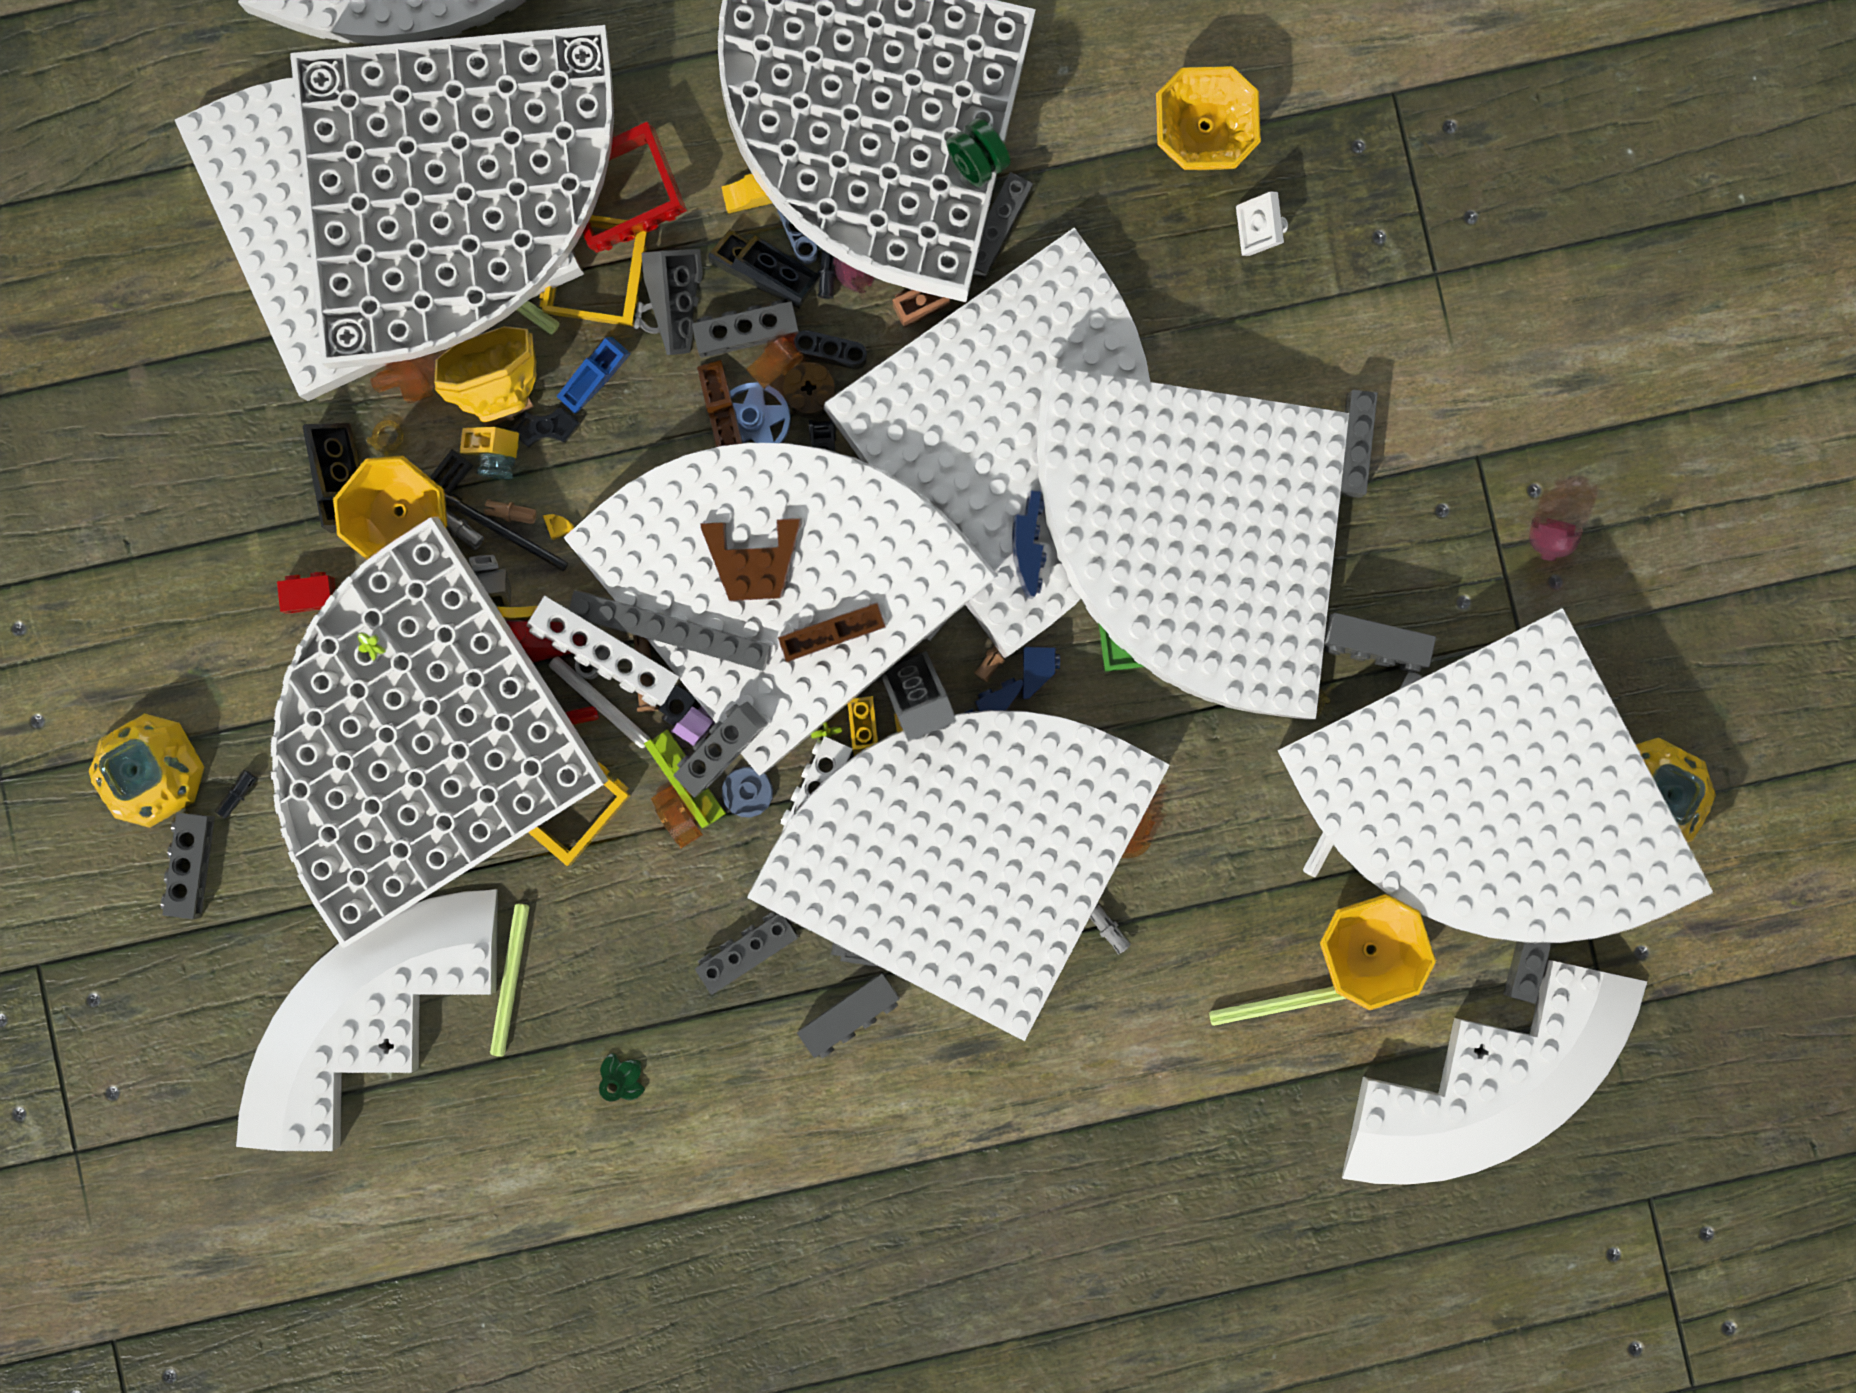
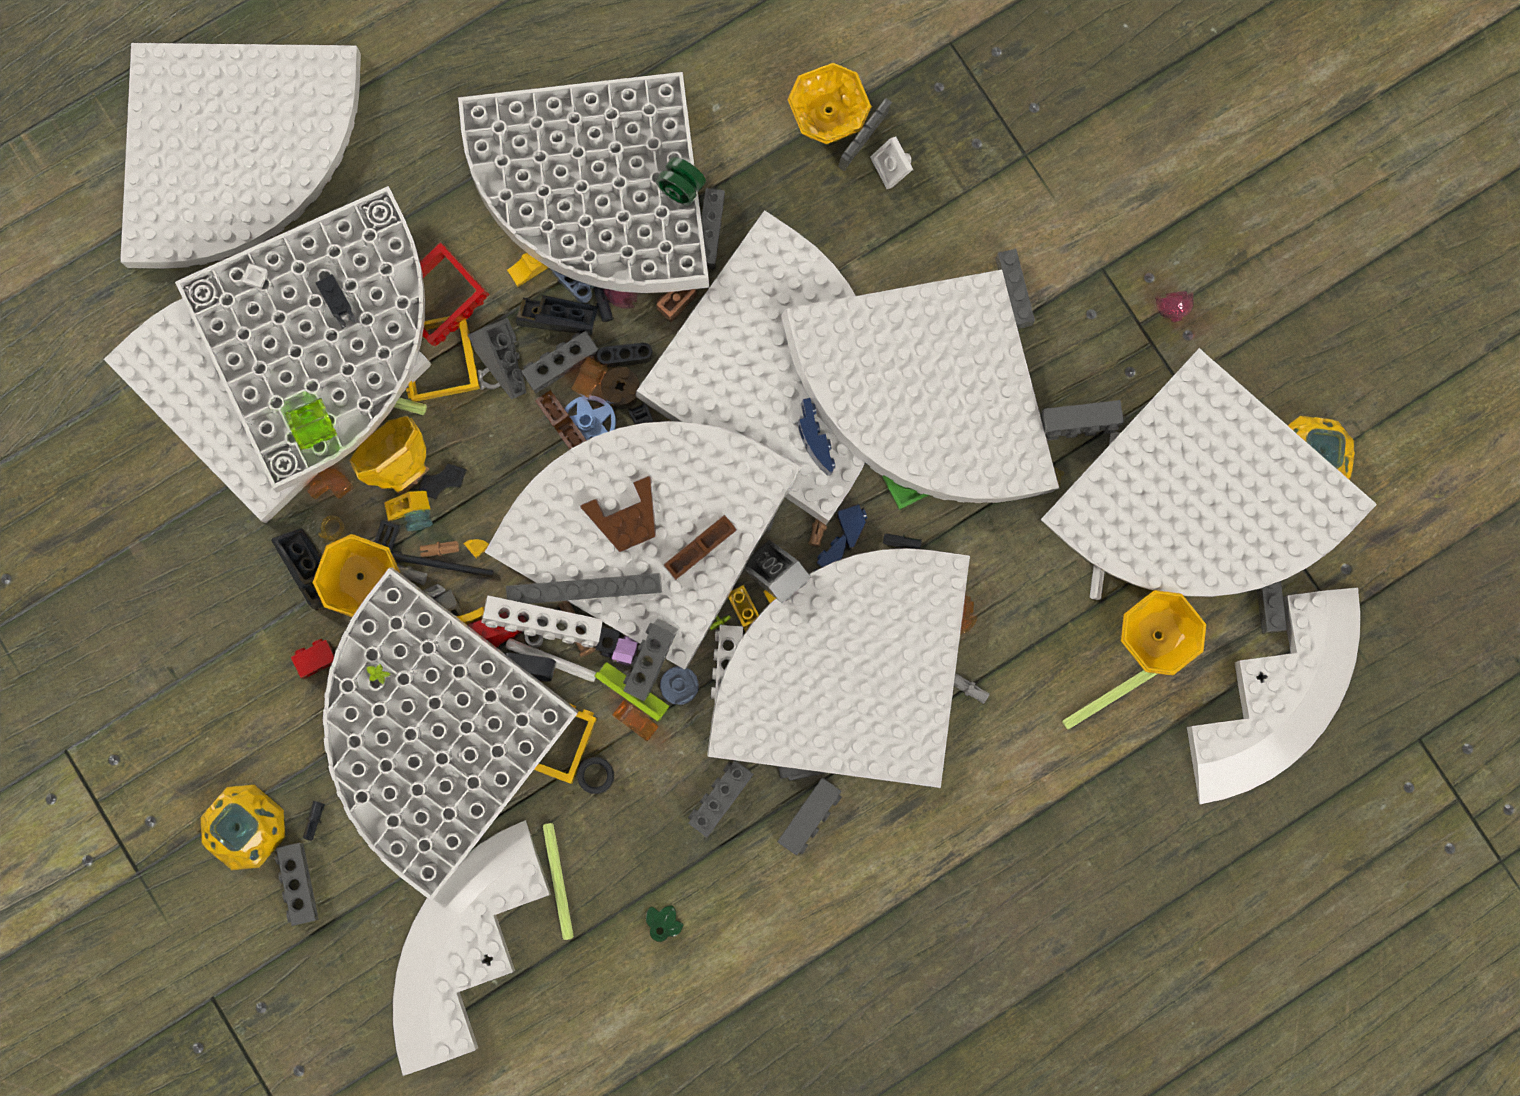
camera: 25 degrees left, 5 degrees down
(393, 82) = (255, 276): none -> white tile
(396, 298) = (310, 424): none -> clear neon green slope
(485, 148) = (335, 299): none -> black hinge
(577, 706) = (539, 667): none -> black beam
(584, 874) = (581, 780): none -> black tyre
(593, 374) = (463, 431): blue slope -> none
(1092, 713) = (901, 541): none -> black axle
(1239, 174) = (864, 134): none -> dark grey hinge

